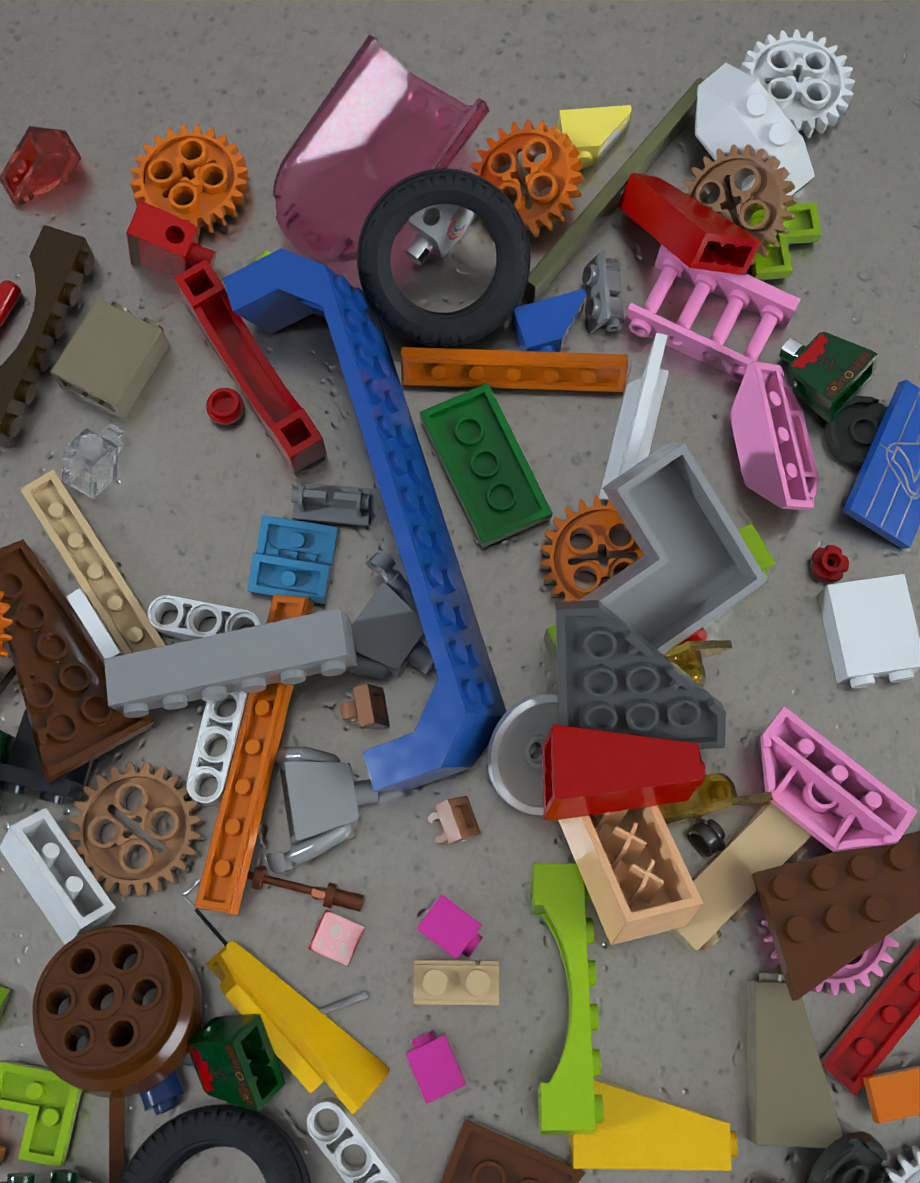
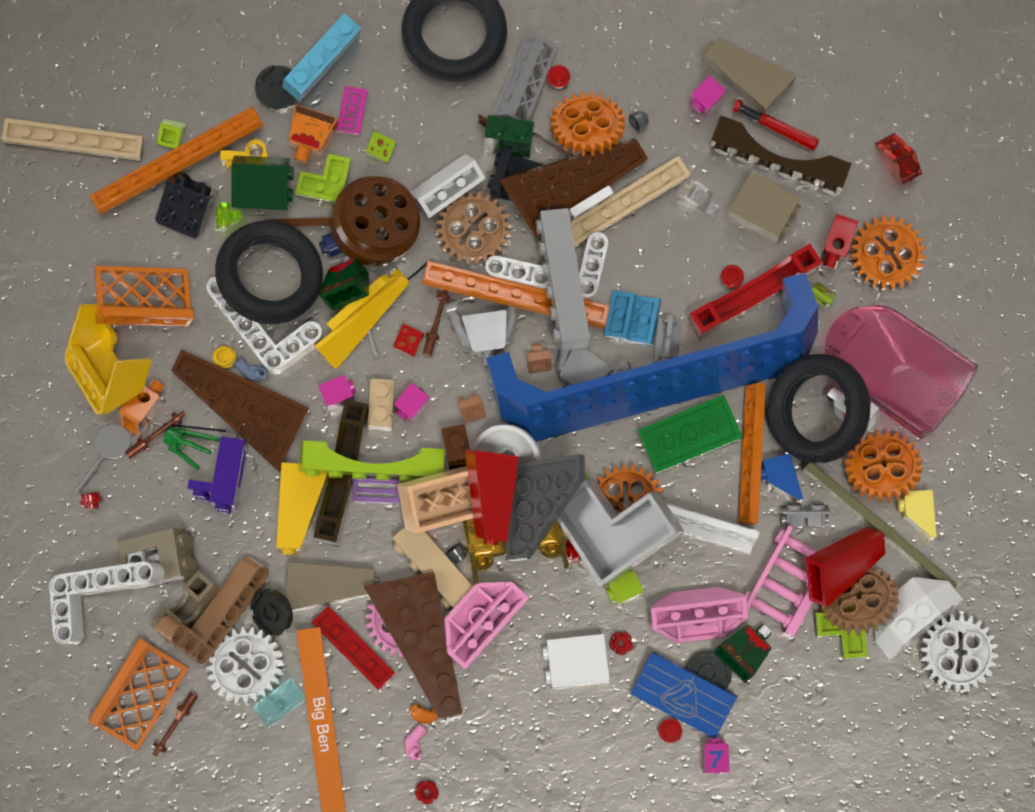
camera: 90 degrees right, 5 degrees up
(522, 843) = (455, 445): none -> reddish brown torso
(622, 1056) = (338, 490): none -> dark brown arch
(623, 999) = (356, 490): none -> medium lavender tile

